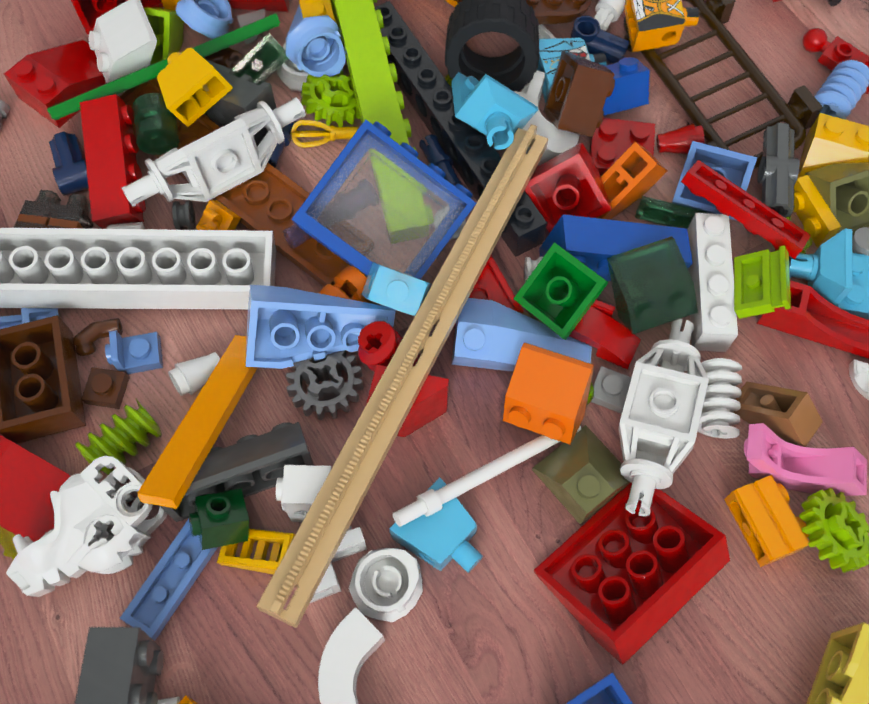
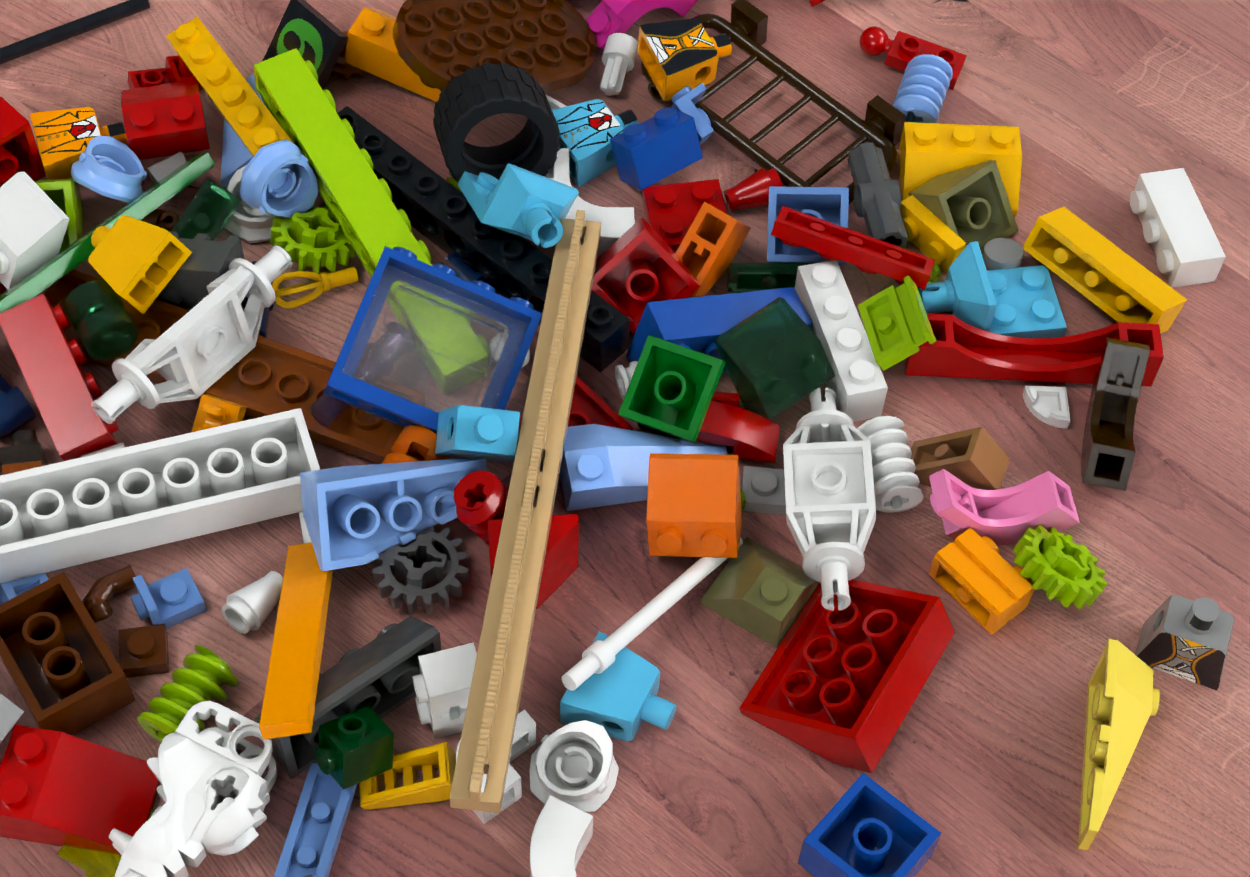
camera: 20 degrees left, 10 degrees down
(183, 215) = (169, 421): dark grey bush -> none
(578, 94) = (618, 164): reddish brown slope -> none
(598, 39) = (618, 96): dark blue piece -> none
(647, 56) = (685, 102): none -> medium blue bracket

